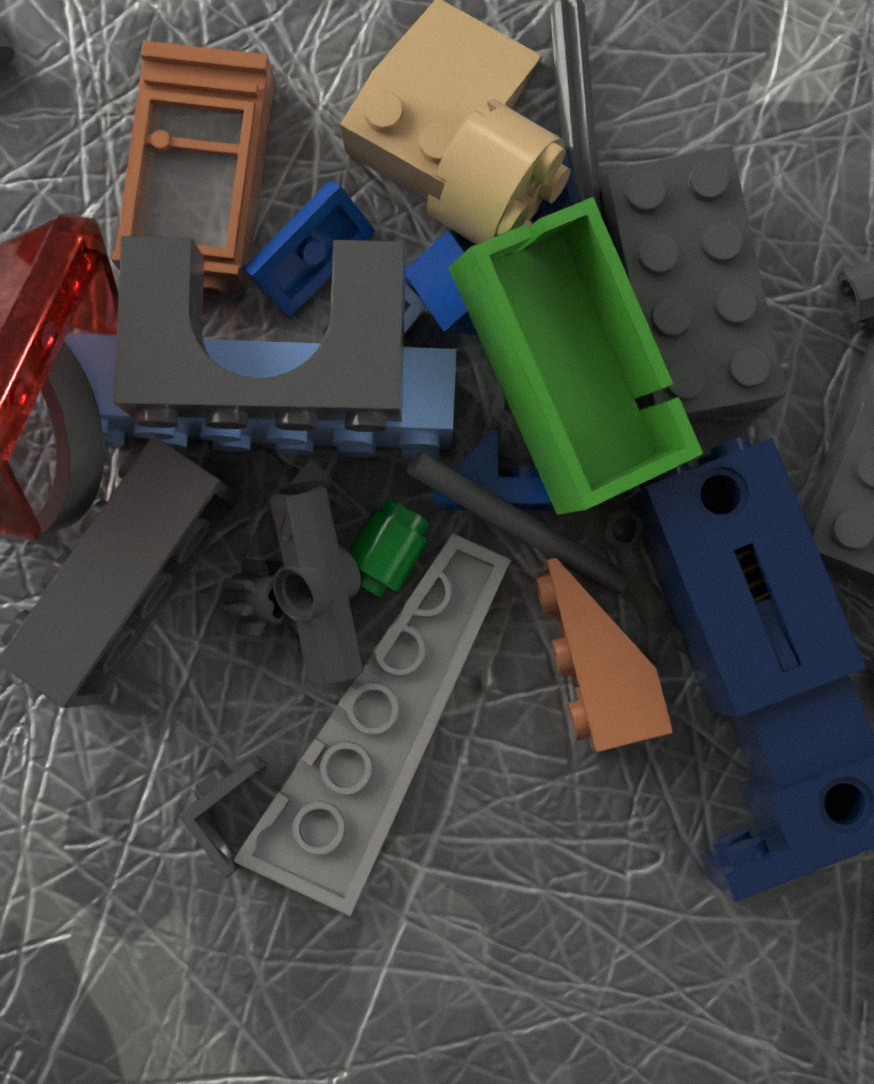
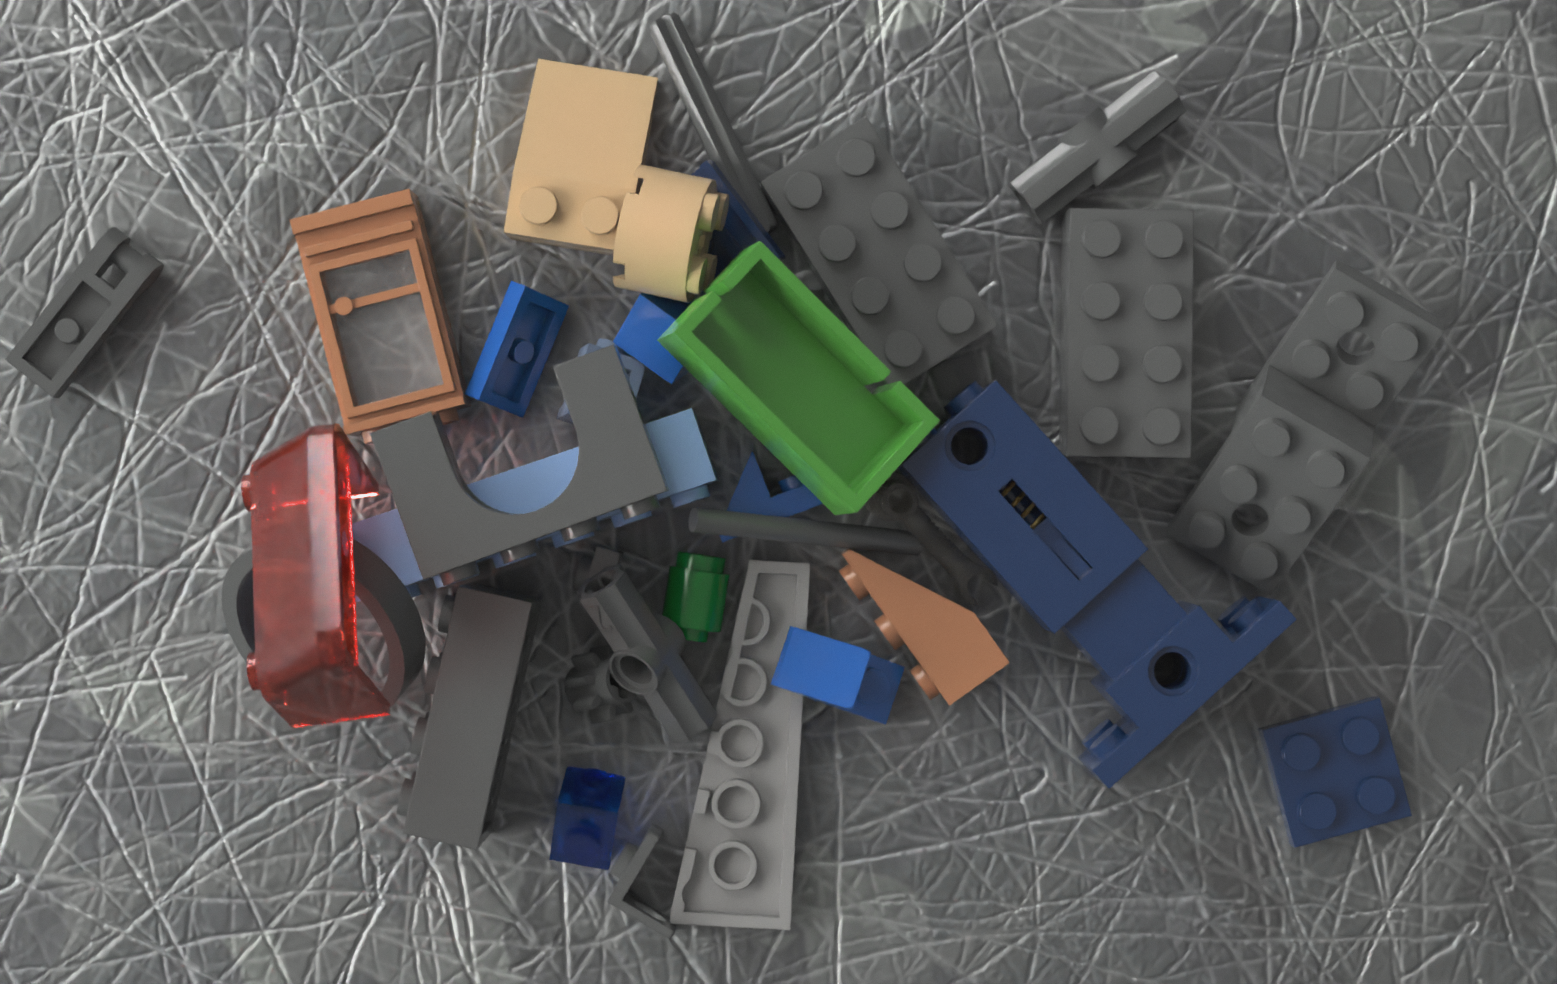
camera: 30 degrees left, 5 degrees up
(195, 724) = (587, 817): none -> clear blue bracket
(496, 678) = (838, 674): none -> blue slope

